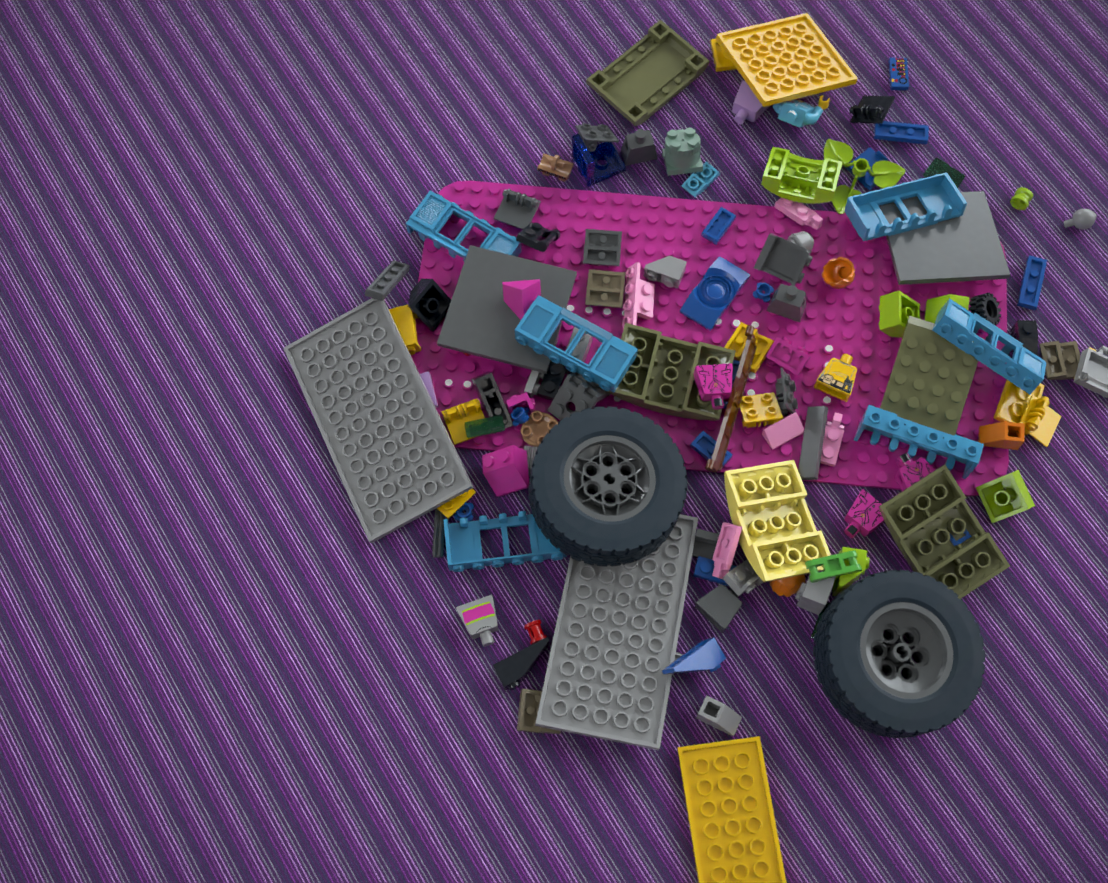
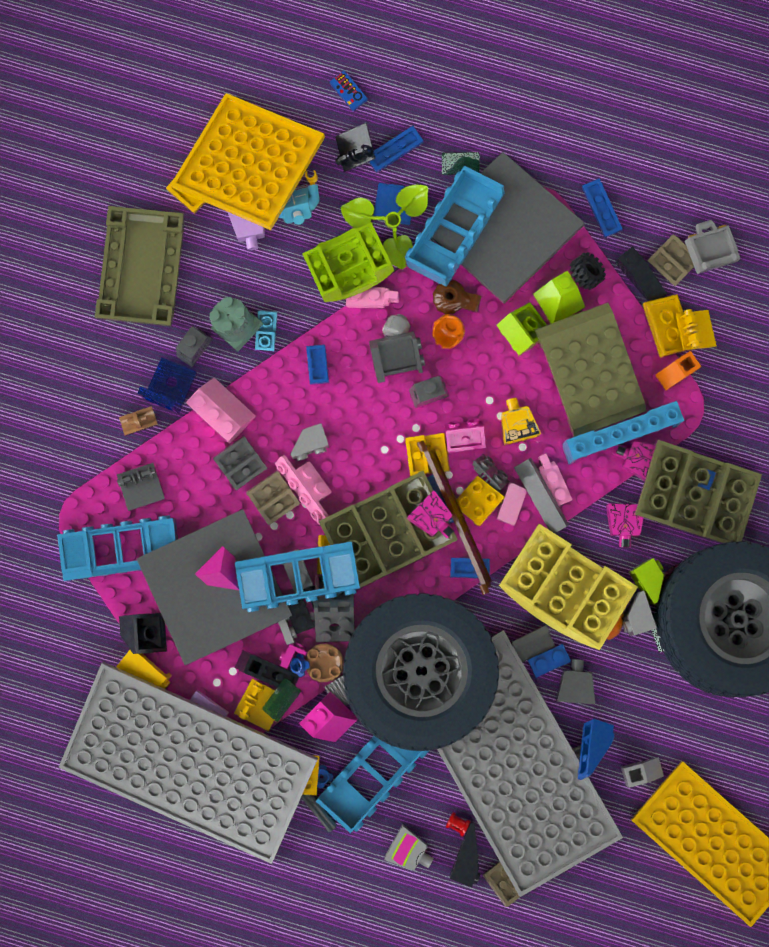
camera: 40 degrees left, 15 degrees up
(387, 280) = (94, 643): dark grey tile -> none
(534, 233) = (175, 500): black plate -> none
(594, 134) = (147, 363): dark grey hinge -> none
(620, 202) = (221, 409): none -> bright pink slope
(714, 293) = (362, 427): blue slope -> none
(725, 549) = (547, 642): bright pink hinge -> none
(742, 578) = (576, 654): light grey bracket -> none
(763, 287) = (405, 396): blue plate -> none
(833, 566) = (640, 594): bright green plate -> none
(862, 256) = (454, 298): none -> reddish brown animal
(960, 329) = (580, 313): dark azure window -> none
(1005, 496) = (717, 418): lime slope -> none
(1021, 198) = (538, 135): lime wheel -> none
(1082, 219) = (599, 116): light grey piece -> none

